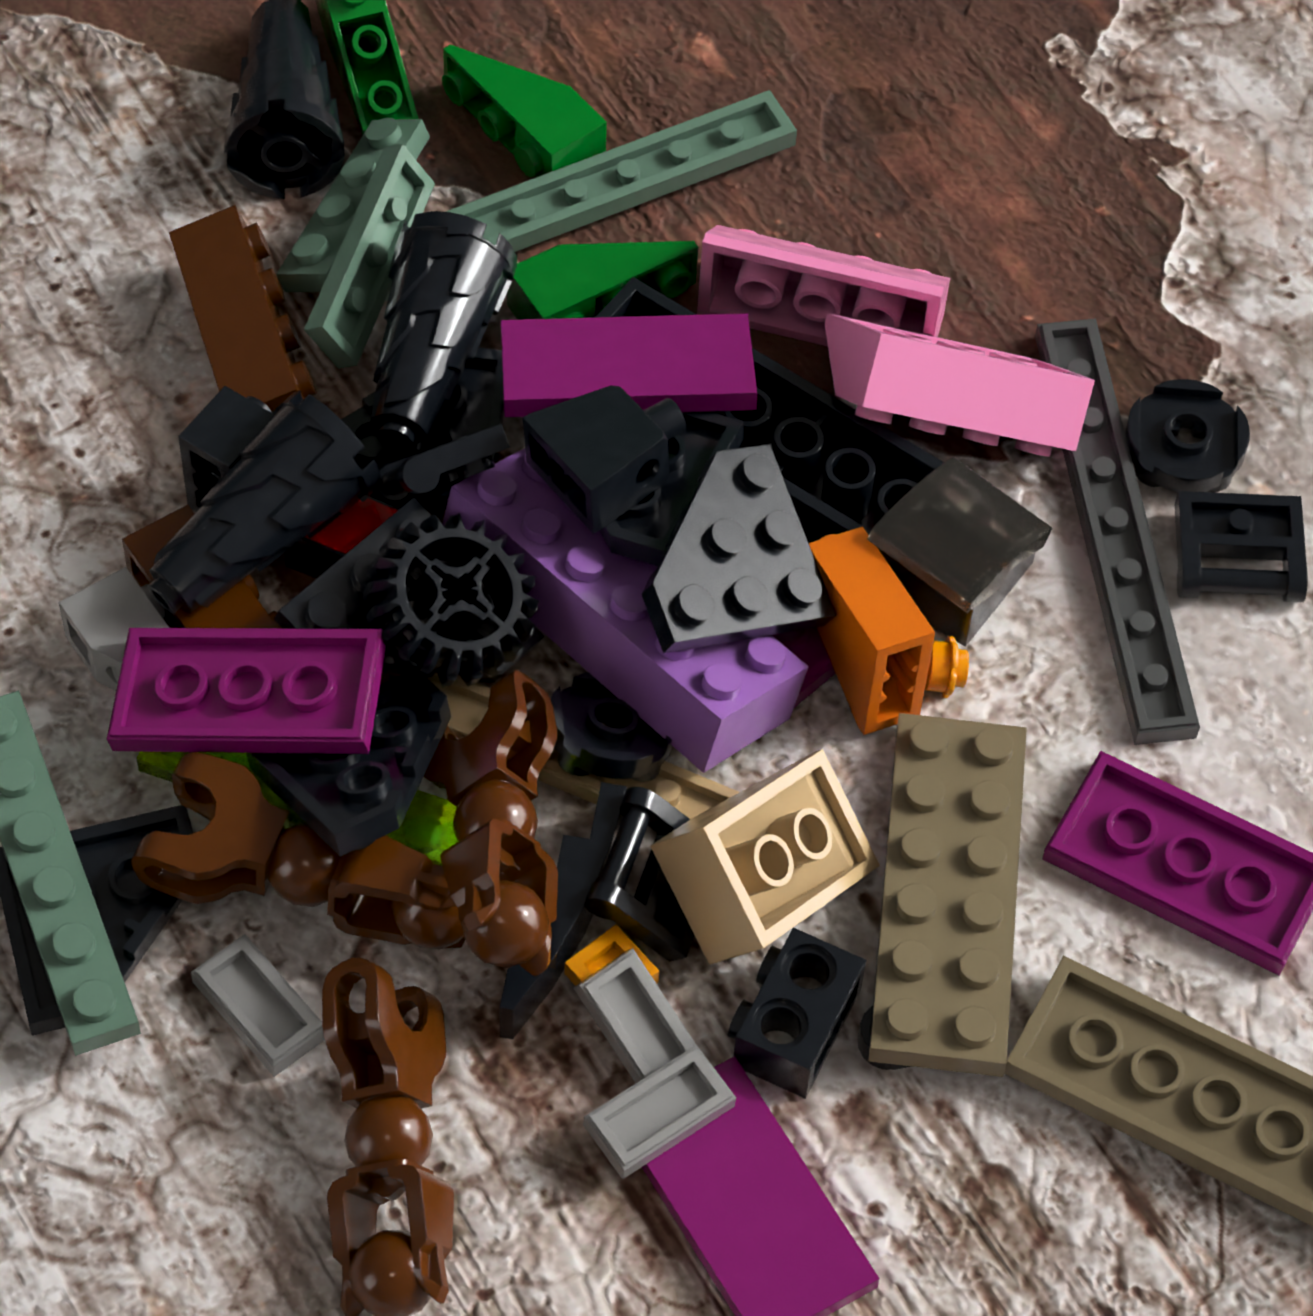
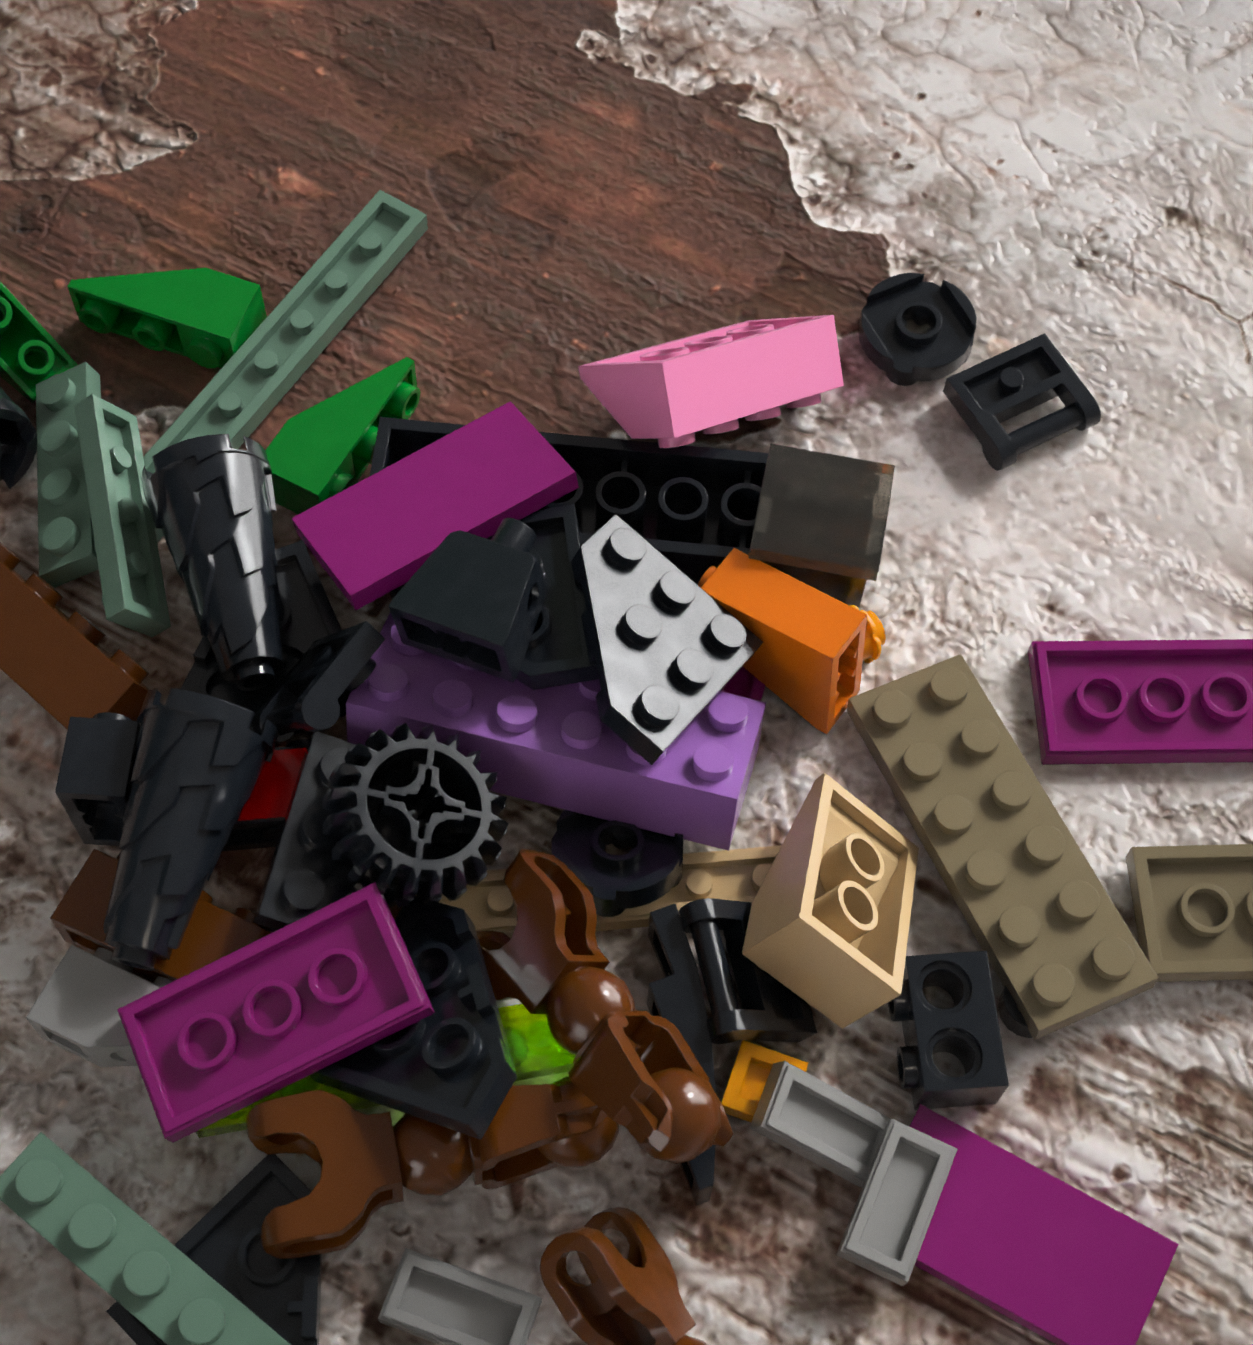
camera: 30 degrees left, 5 degrees up
(795, 285) = (536, 350): bright pink slope -> none
(1121, 547) = (931, 456): dark grey tile -> none

